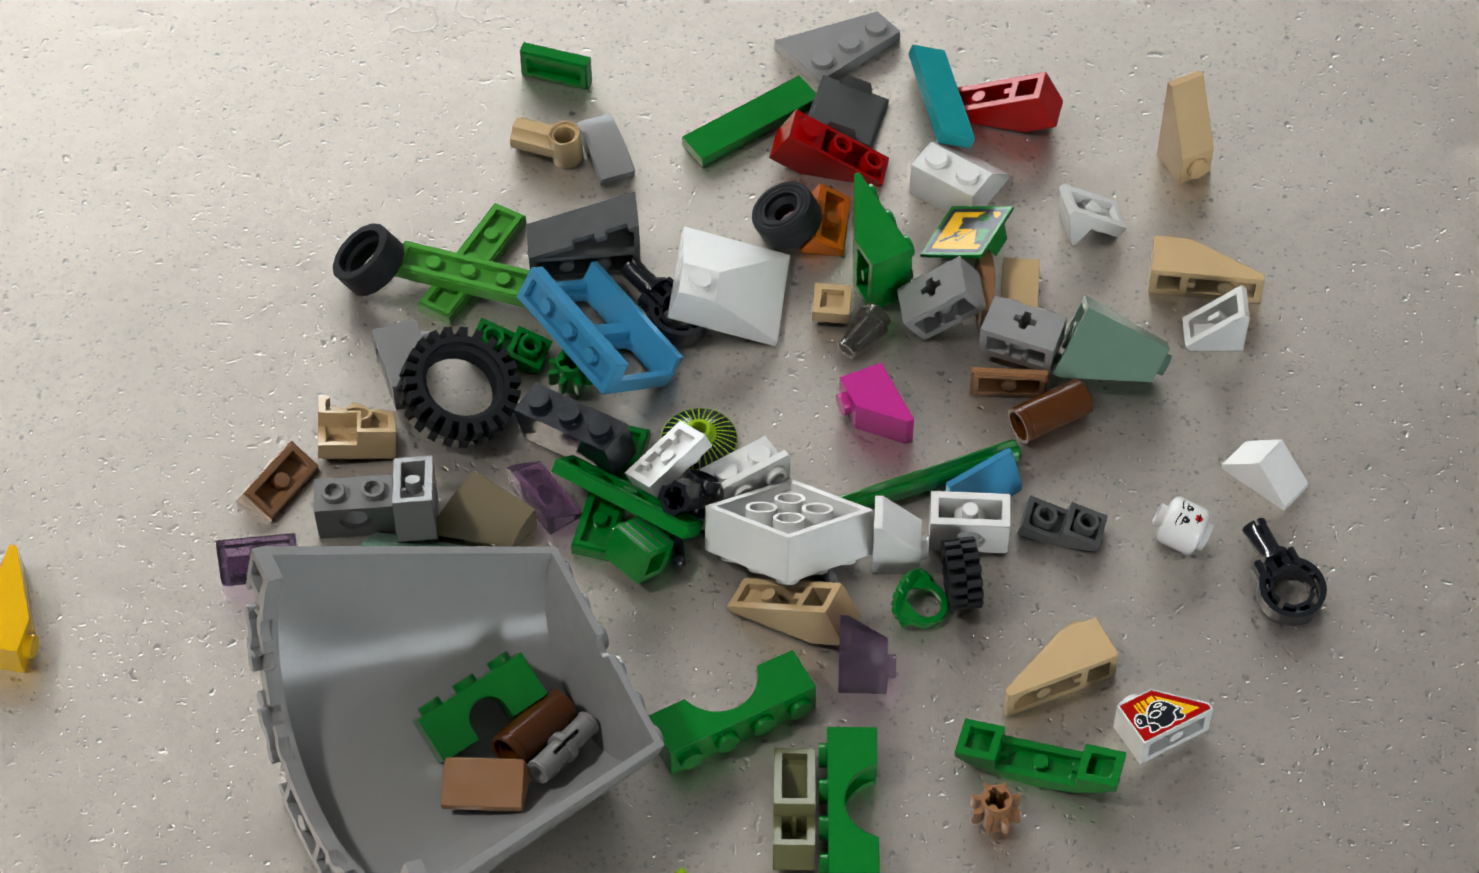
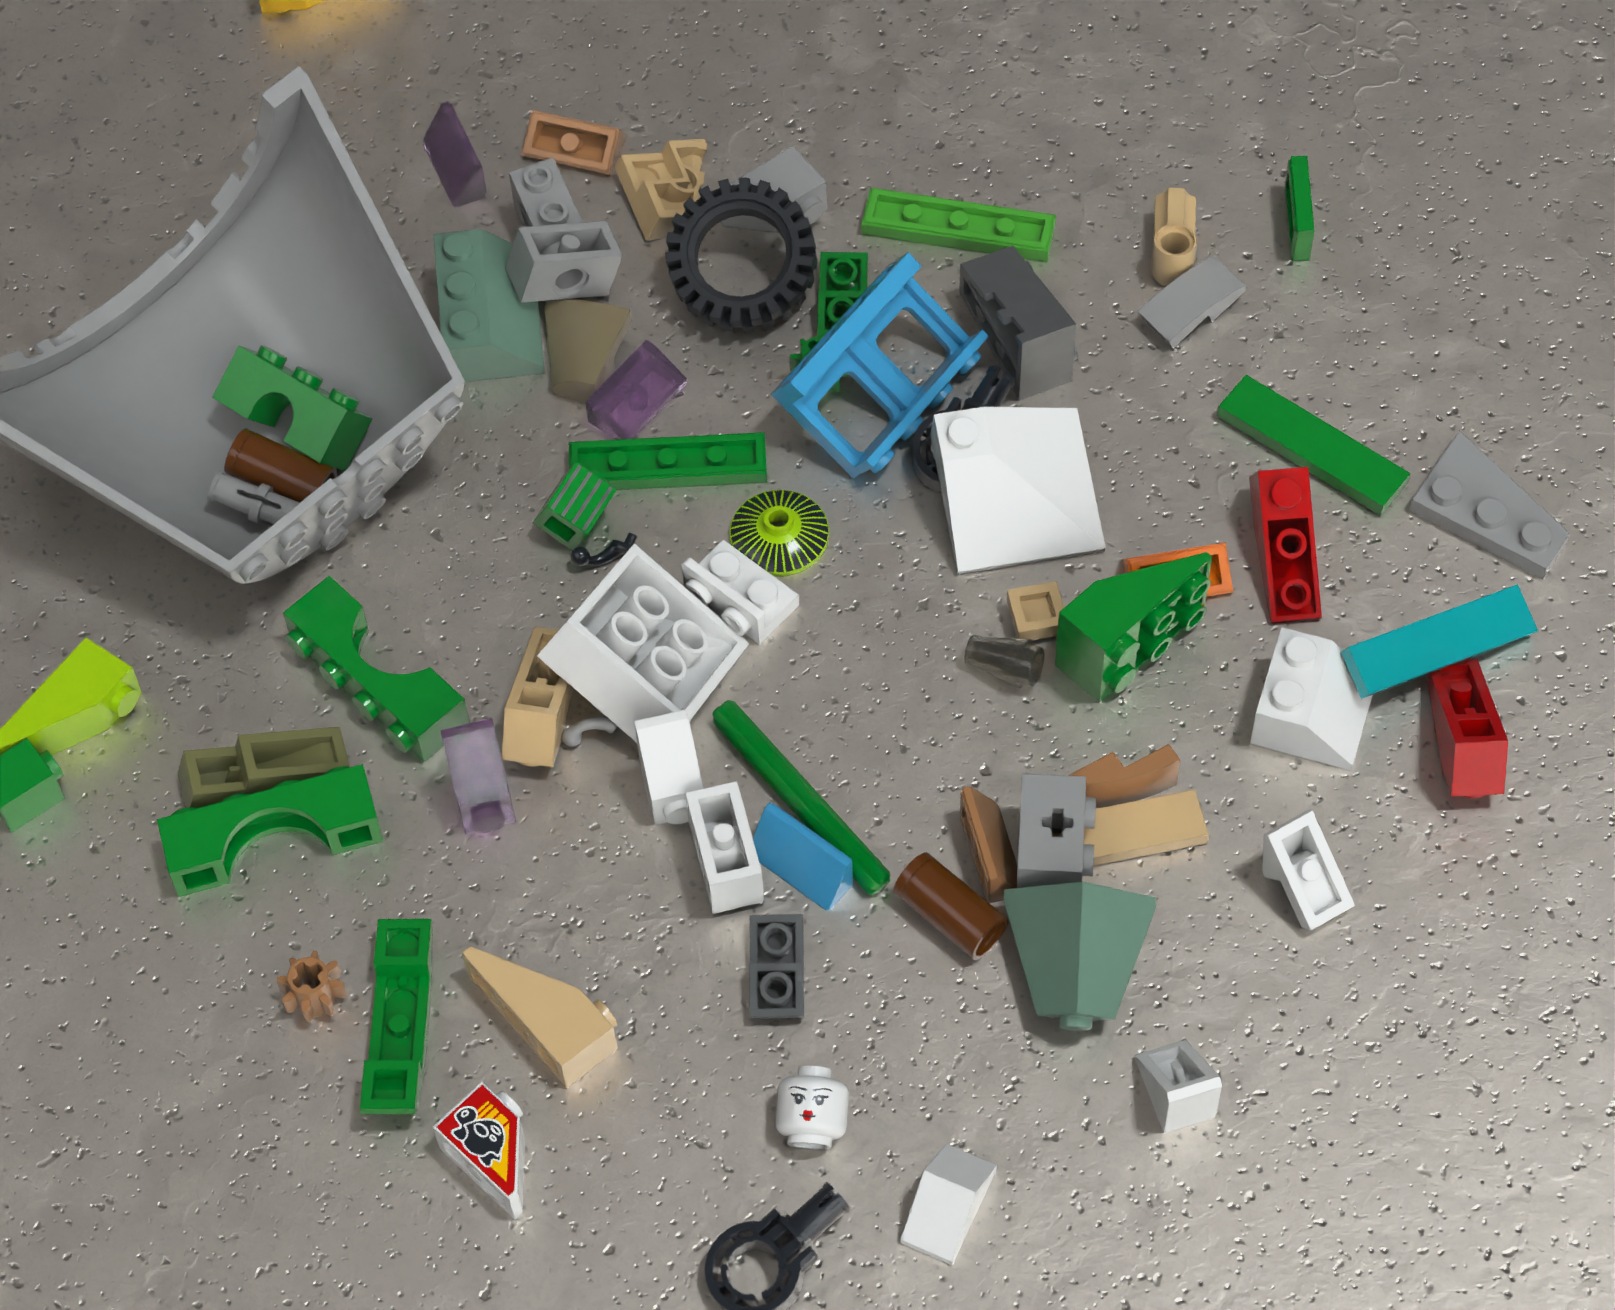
camera: 75 degrees right, 5 degrees up
(381, 267) = (900, 113): black tyre -> none
(462, 273) = (927, 213): bright green tile -> none
(484, 784) = (191, 445): medium nougat slope -> none
(574, 429) = (719, 389): black brick -> none
(625, 496) = (638, 467): green tile -> none
(668, 458) = (704, 492): white bracket -> none
(689, 494) = (657, 529): black piece -> none
(794, 229) = (1150, 518): black tyre -> none
(849, 108) = (1372, 547): dark grey piece -> none
(875, 404) = (891, 699): dark pink slope -> none
(902, 609) = (580, 811): green piece -> none
(941, 298) = (1074, 723): light grey brick -> none
(962, 573) = (637, 856): black tyre -> none
(969, 232) = (1200, 731): piece -> none
(1185, 129) = (1490, 948): tan slope -> none
(1198, 271) = (1262, 1013): tan slope -> none

